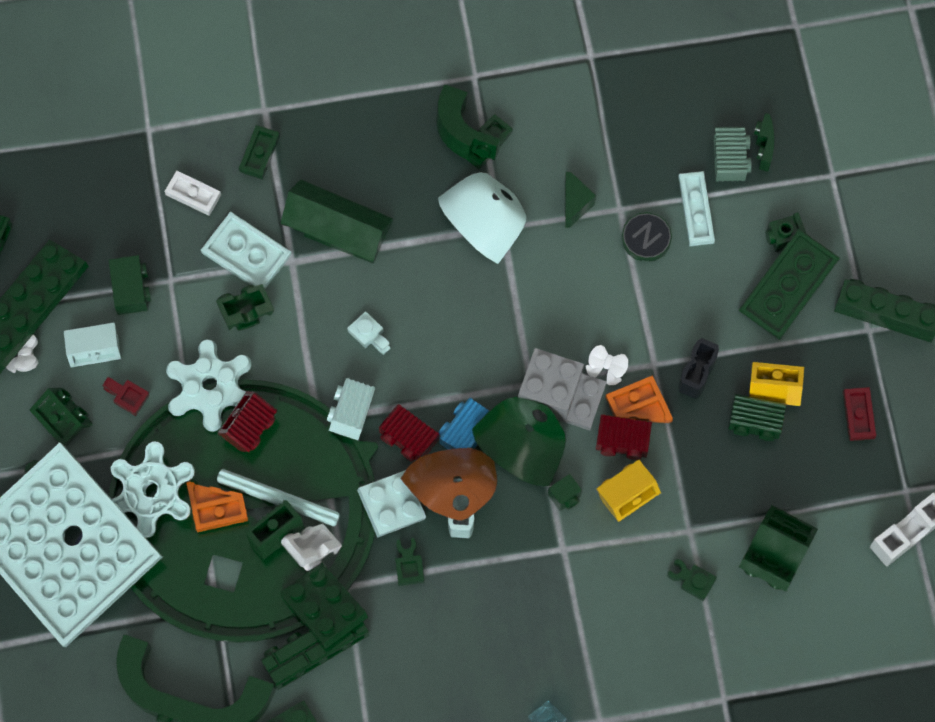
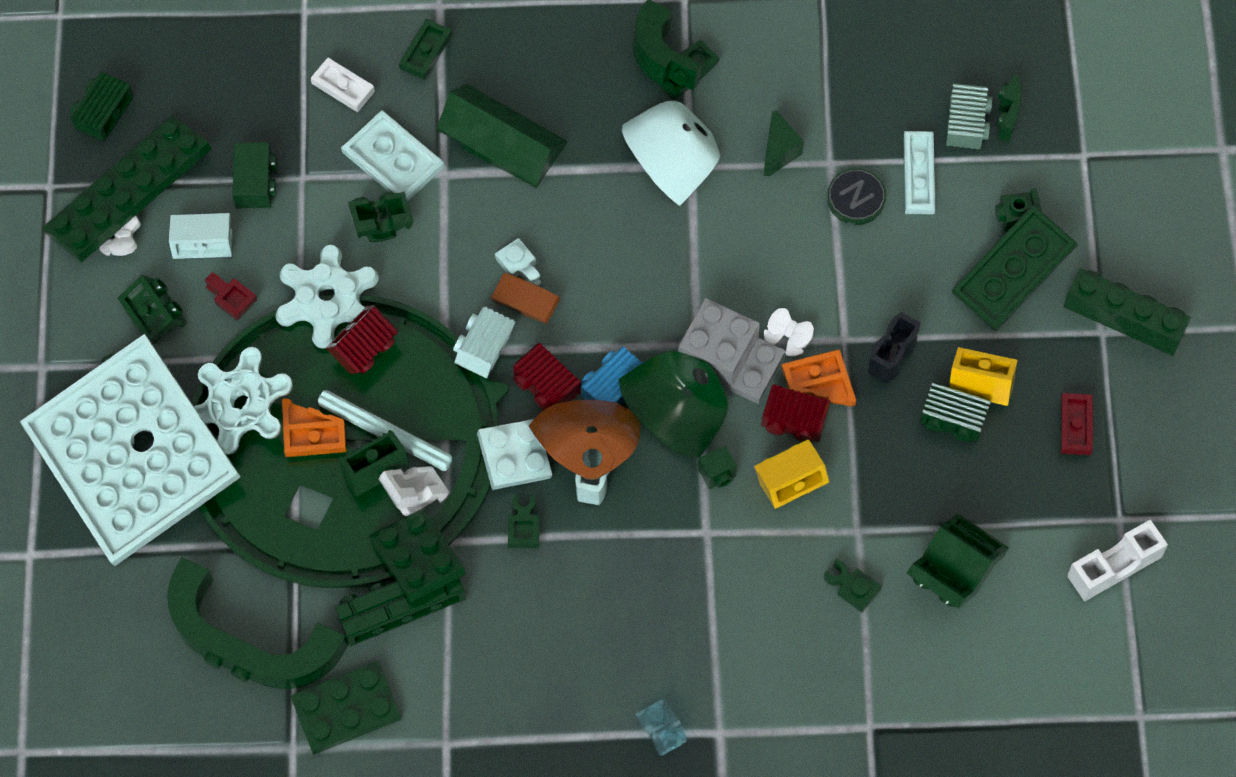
camera: 10 degrees right, 5 degrees down
(379, 364) = (525, 297): none -> dark orange slope

